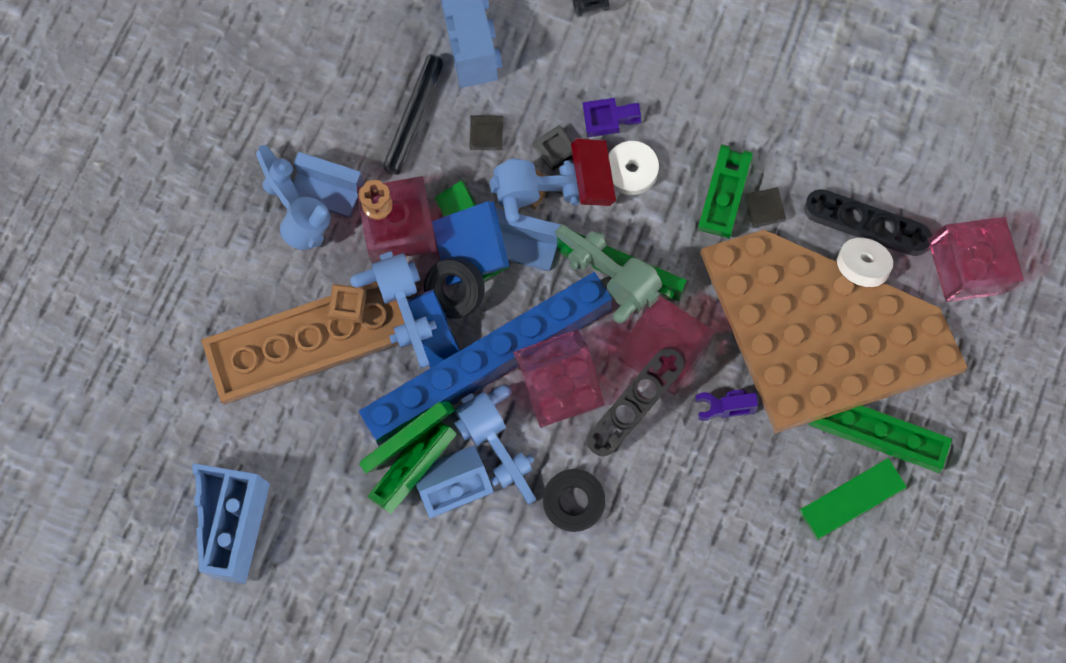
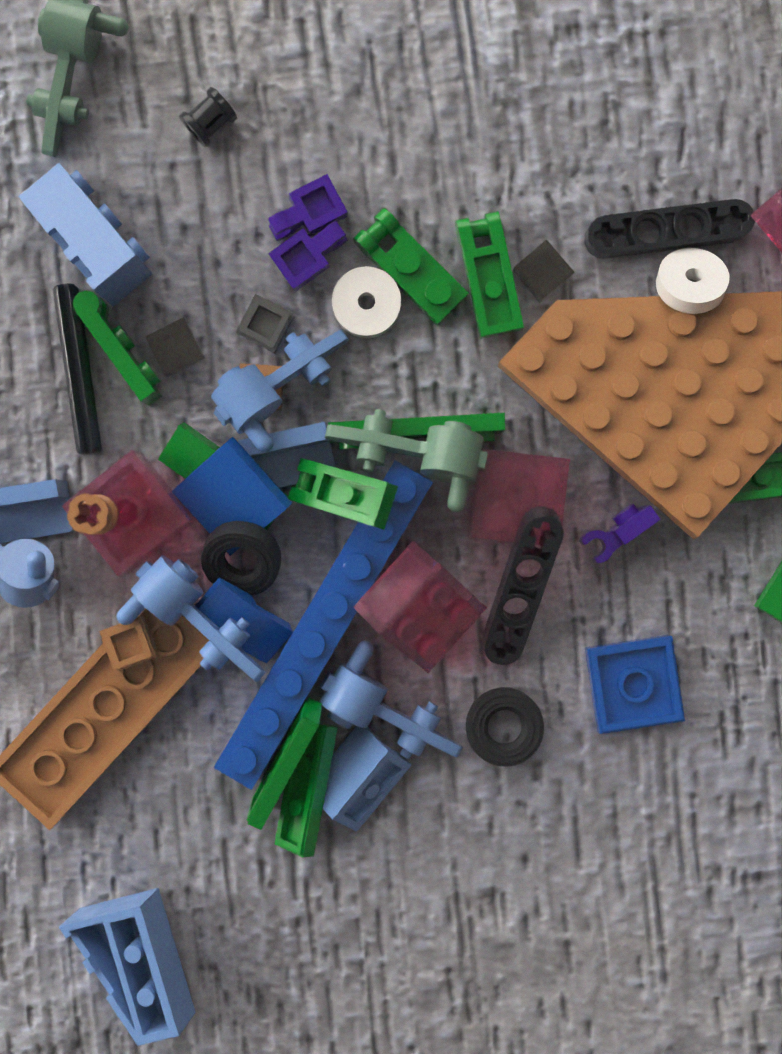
camera: 30 degrees left, 15 degrees up
(449, 111) = (117, 346): none -> green plate
(547, 274) = (343, 493): none -> plate
(593, 172) = (327, 334): dark red tile -> none
(627, 88) = (313, 207): none -> dark purple plate
(675, 161) = (411, 268): none -> green plate
(683, 520) = (634, 684): none -> blue tile

